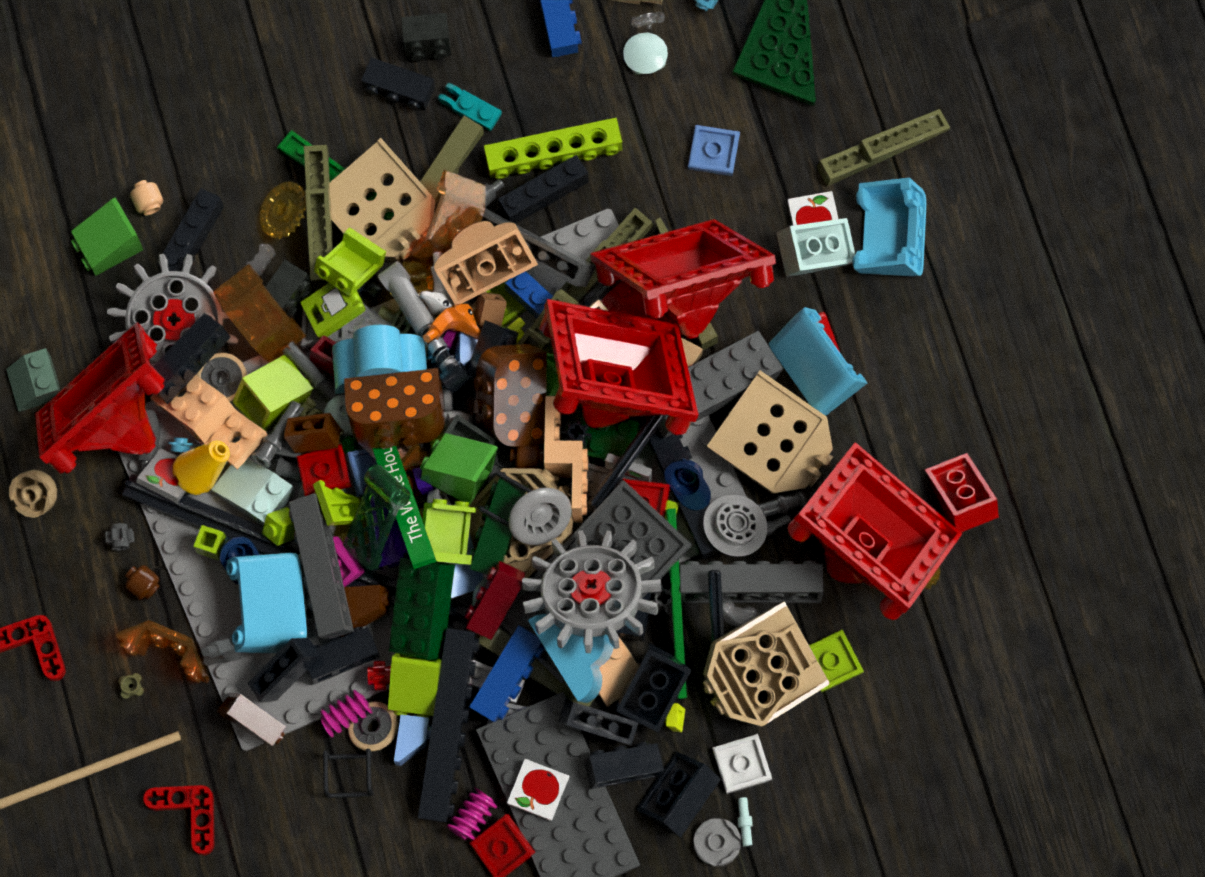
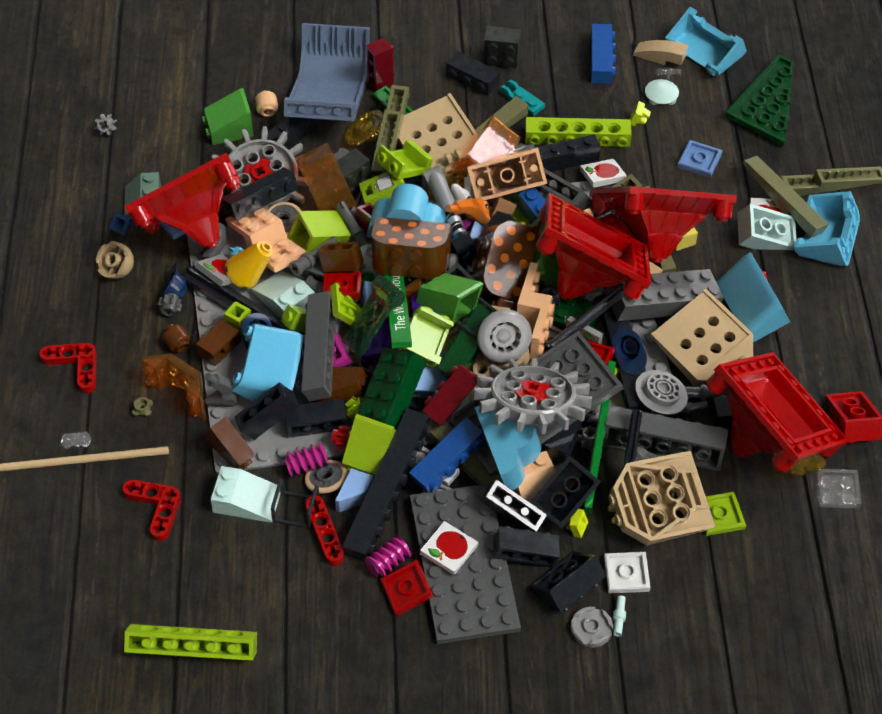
camera: 10 degrees right, 20 degrees down
(20, 428) = (120, 224): none -> dark blue slope
(67, 748) = (75, 439): none -> clear piece
(115, 505) = (175, 283): none -> dark blue piece
(195, 580) = (218, 342): none -> reddish brown brick
(218, 145) = (330, 73): none -> sand blue panel
(278, 110) = (380, 64): none -> dark red brick
(287, 775) = (243, 495): none -> light aqua slope
(382, 631) = (353, 406): none -> lime gear
(388, 797) = (327, 529): none -> red beam
(599, 206) = (603, 173): none -> white tile
(624, 100) = (639, 114): none -> neon yellow tile
(830, 192) = (786, 198): none -> olive slope
(960, 596) = (838, 488): none -> clear plate

